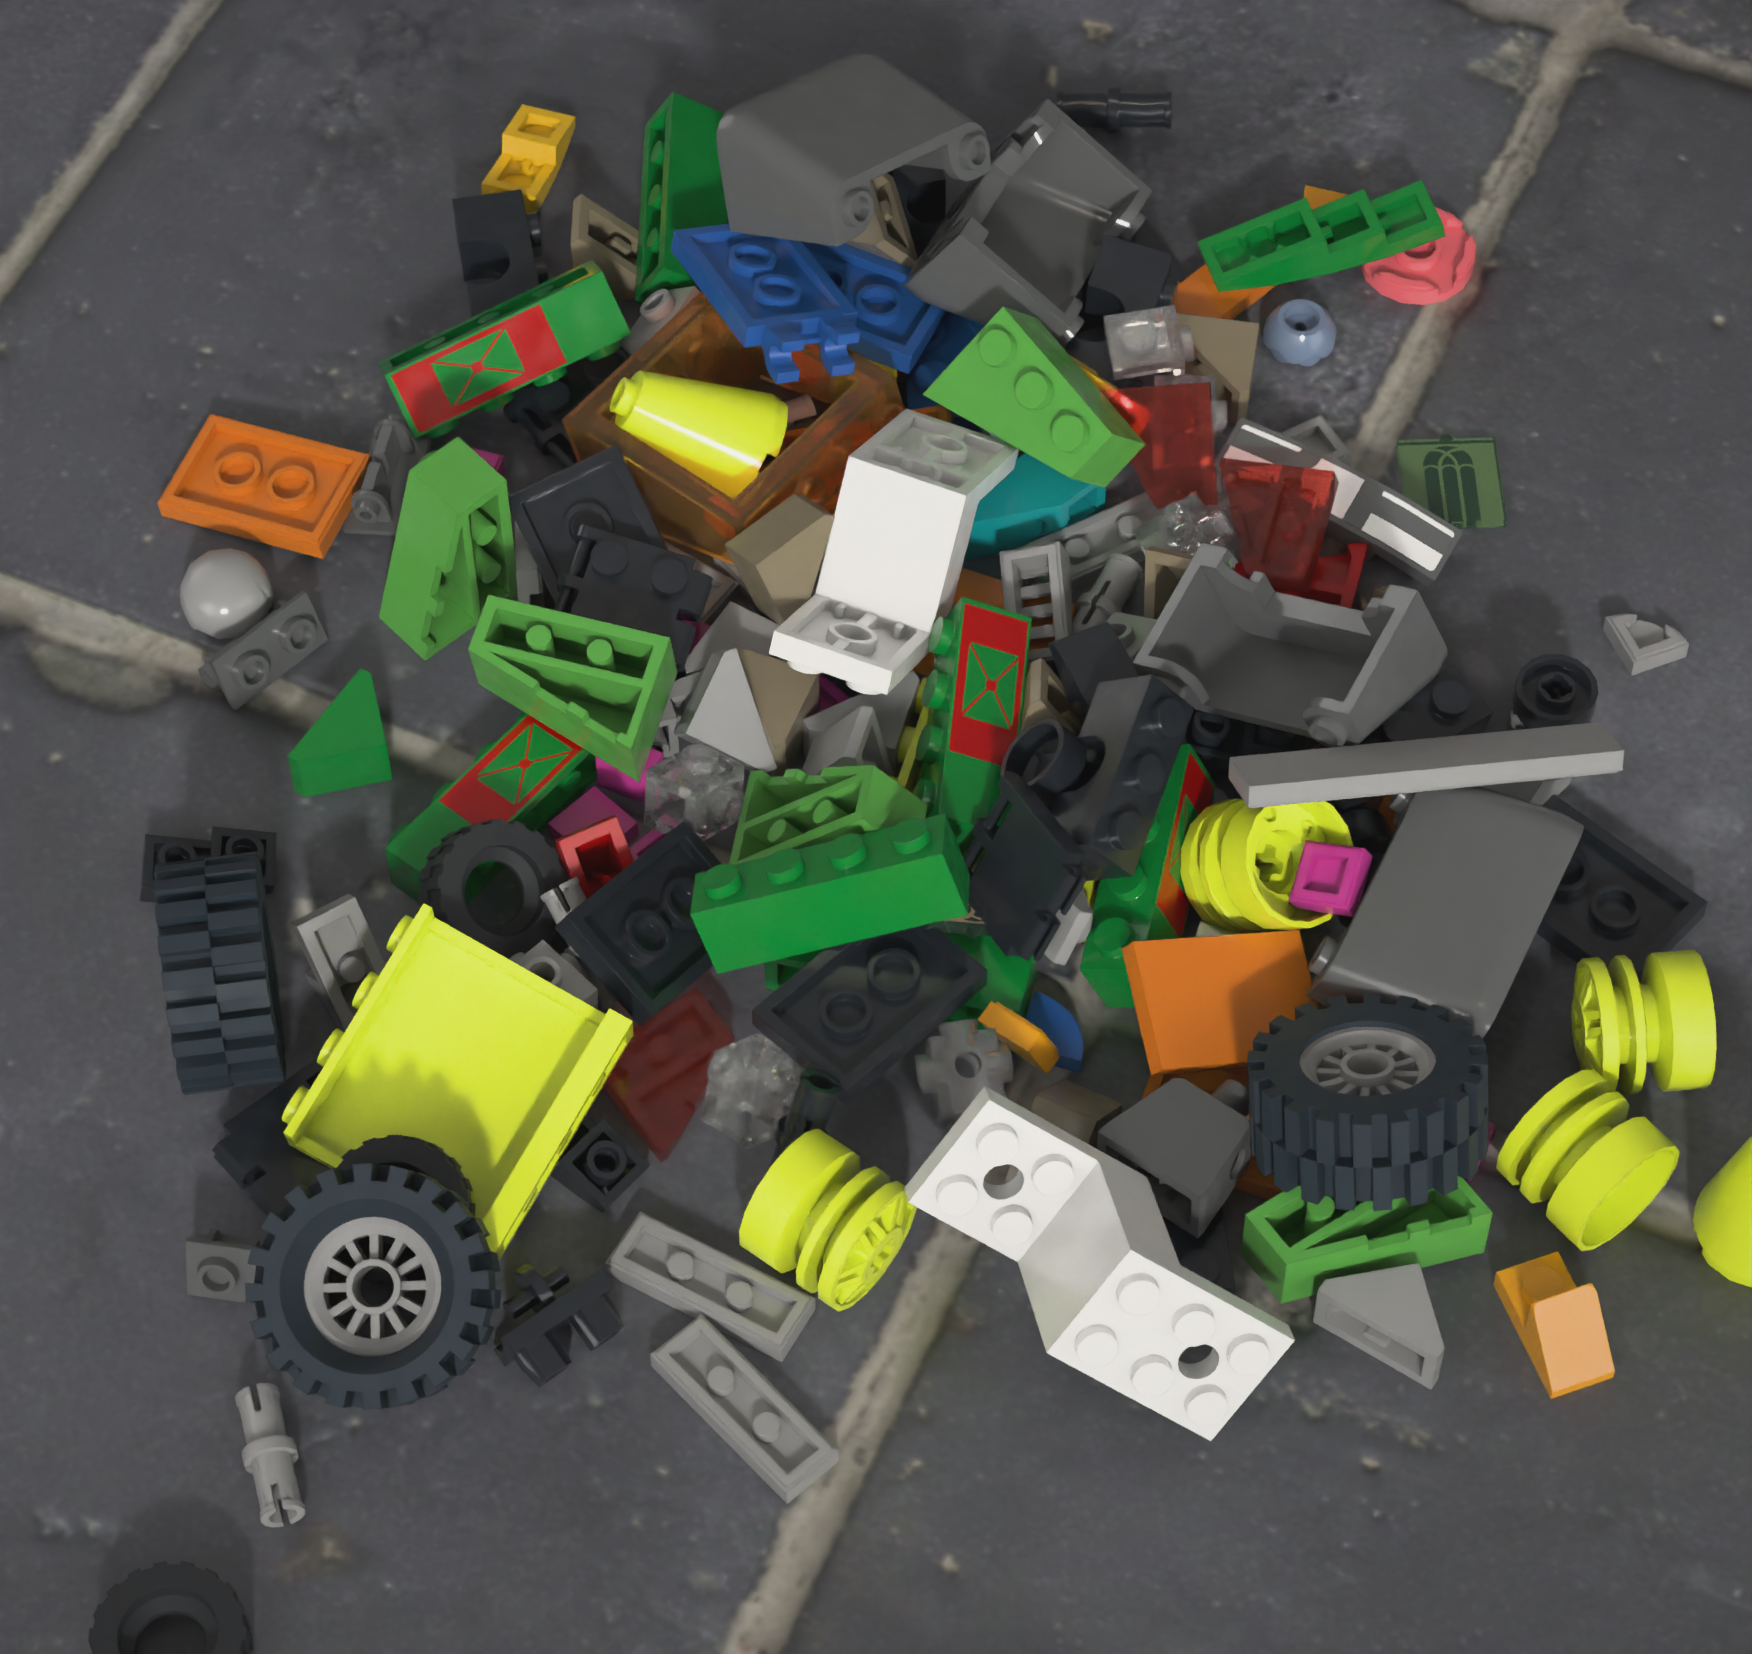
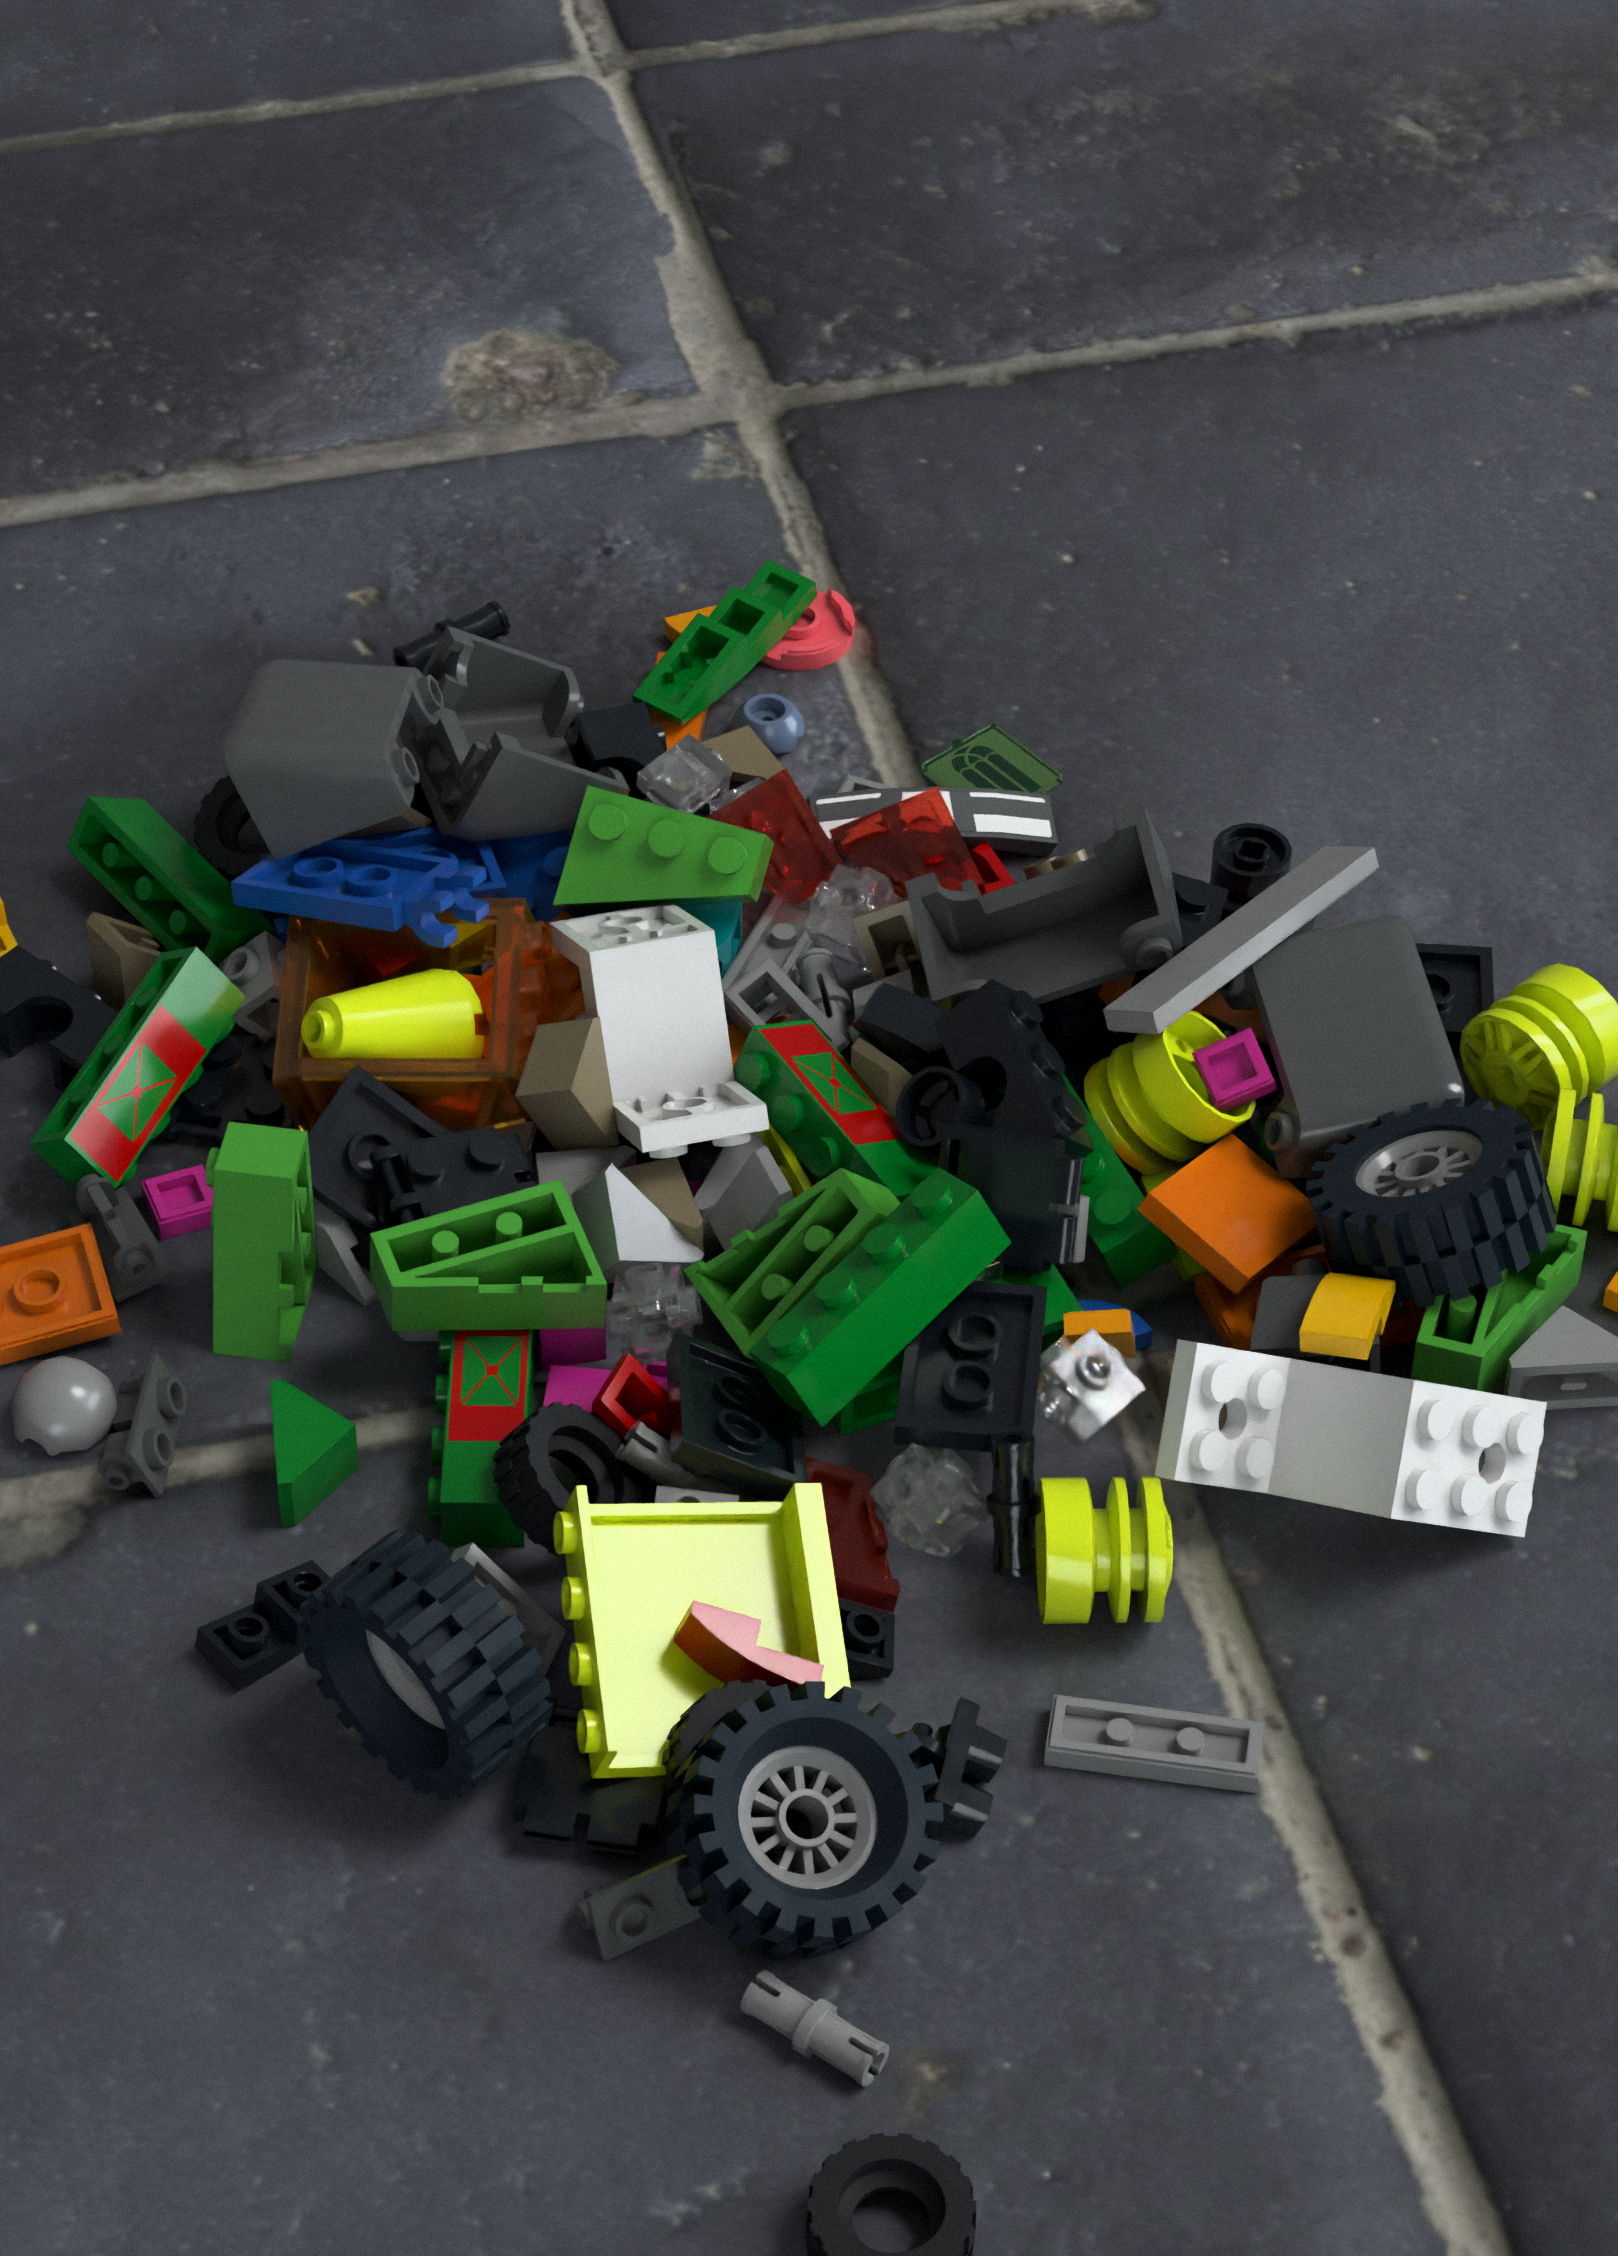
camera: 40 degrees left, 10 degrees down
(462, 1112) = (727, 1649): none -> slope
(711, 1283) = (1030, 1671): light grey tile -> none
(1187, 1149) = (1346, 1315): none -> yellow slope
(1643, 643) = (1249, 804): light grey tile -> none

